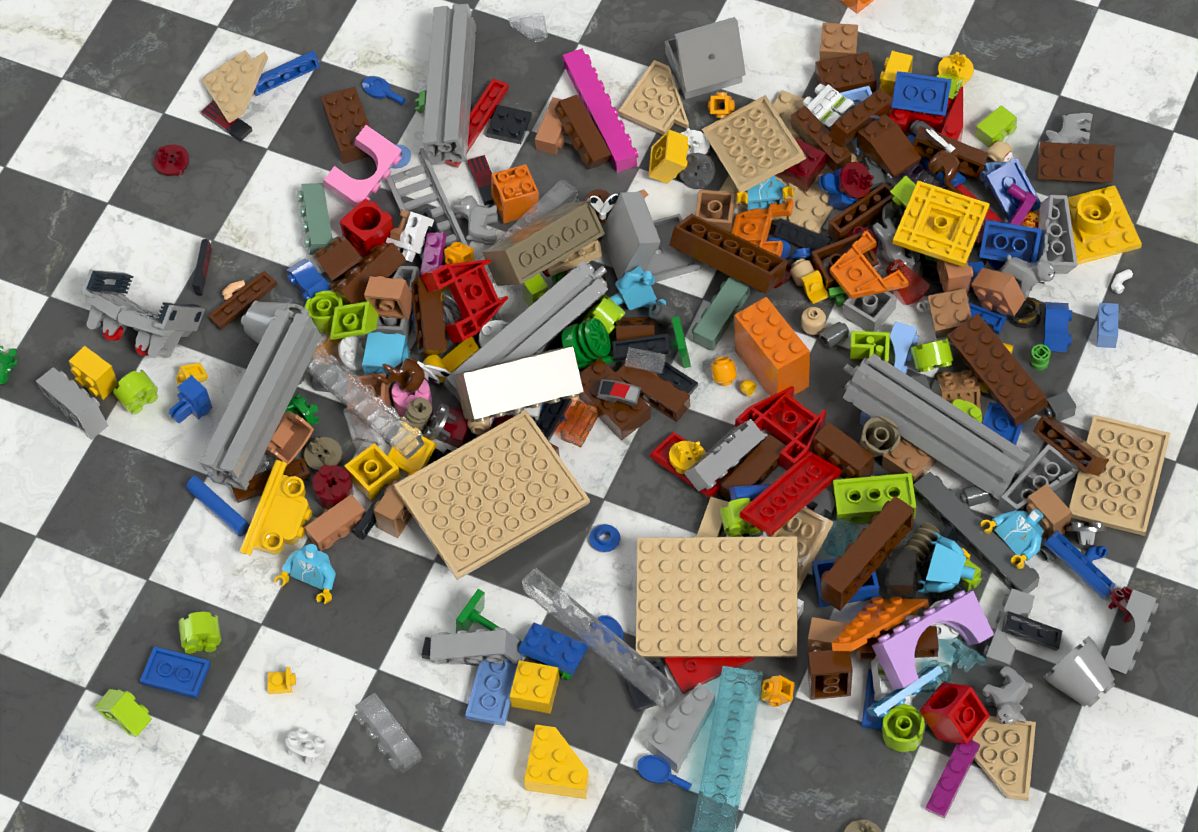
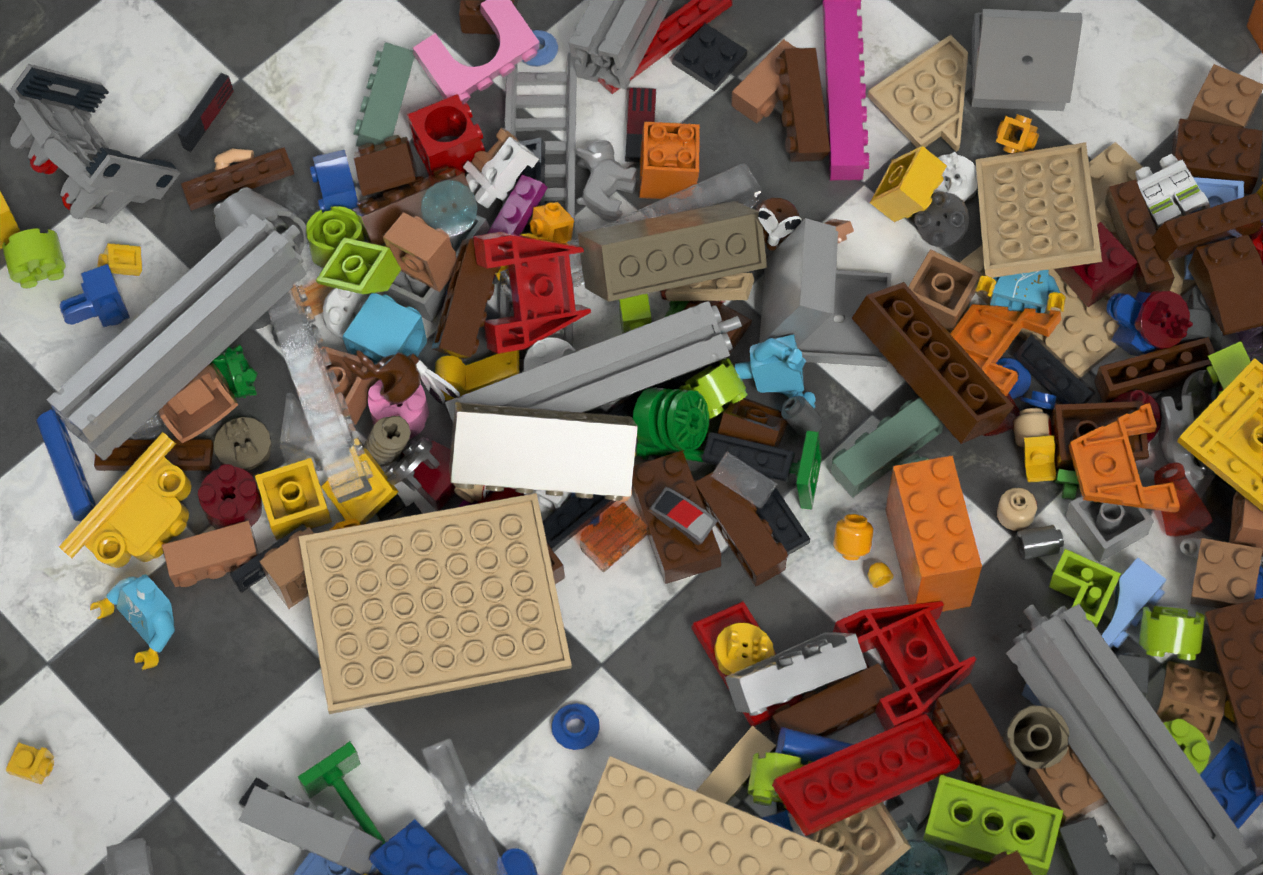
camera: 20 degrees right, 5 degrees up
(387, 259) = (443, 195): none -> clear light blue plate

